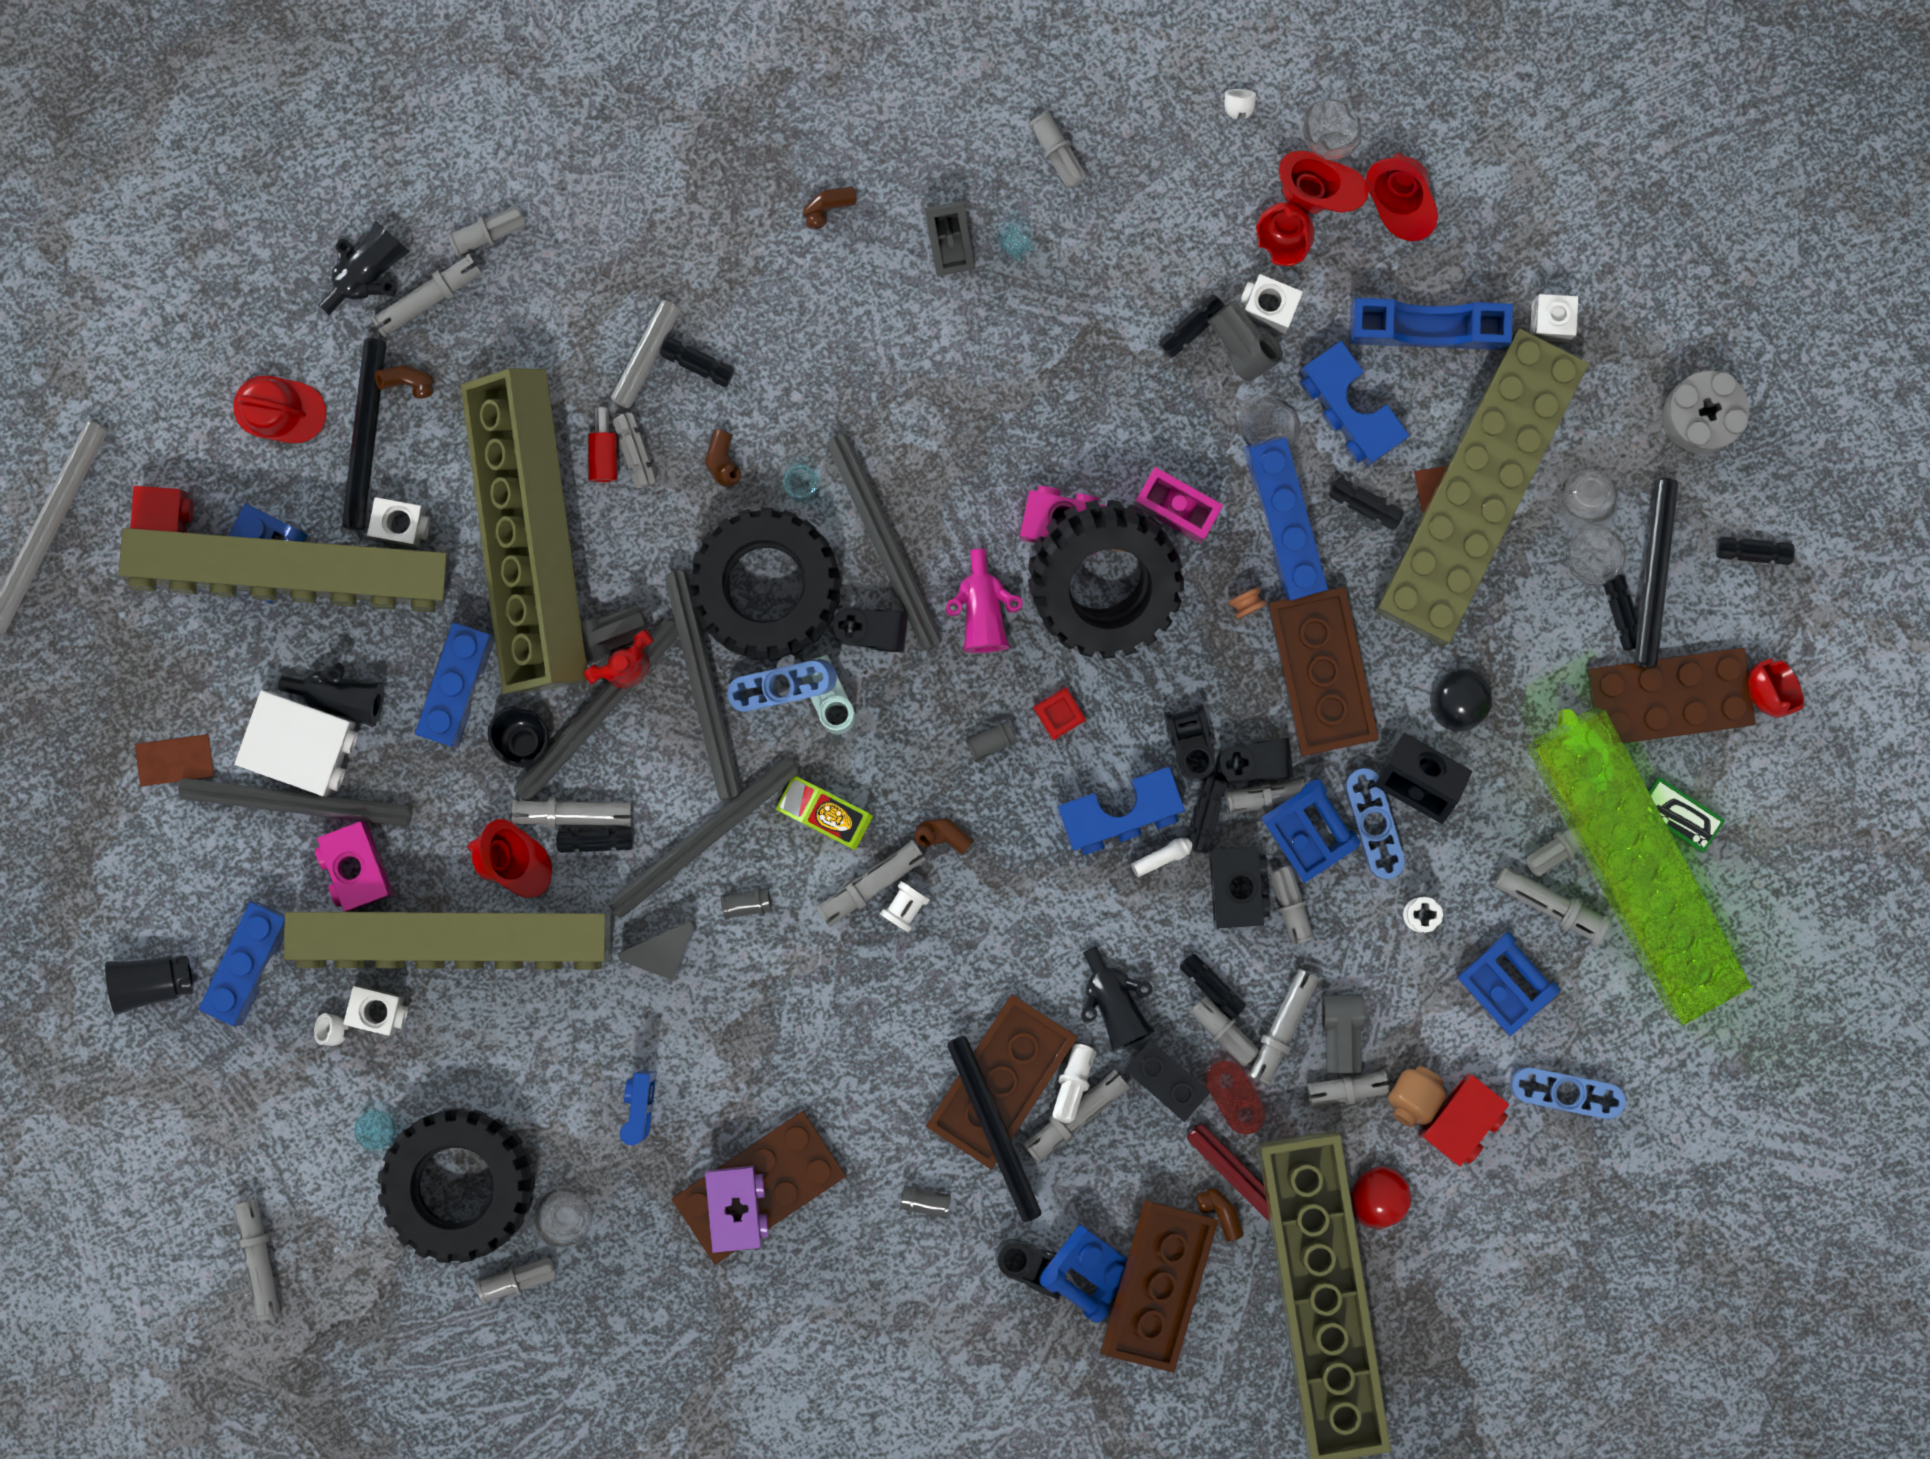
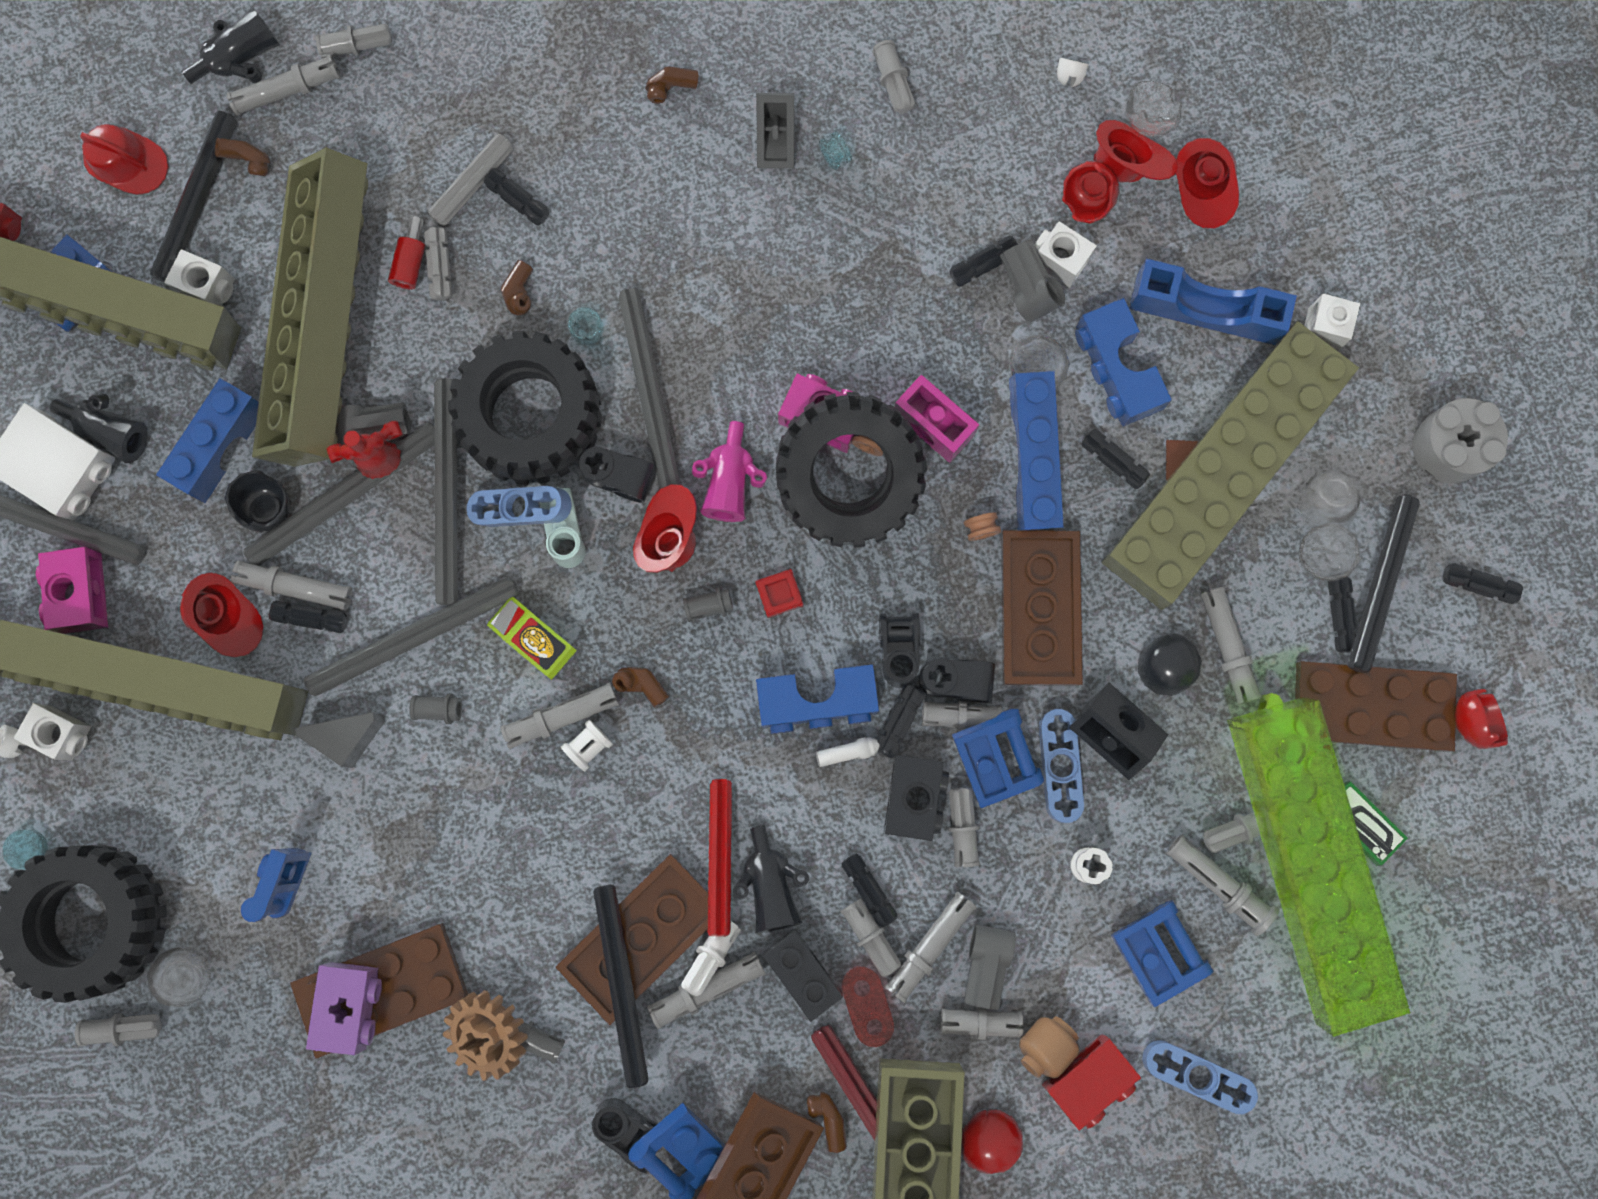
camera: 15 degrees right, 5 degrees down
(874, 1205) = (485, 1035): none -> medium nougat gear
(935, 677) = (666, 531): none -> red piece
(1061, 986) = (720, 858): none -> red axle
(1518, 668) = (1231, 646): none -> light grey pin

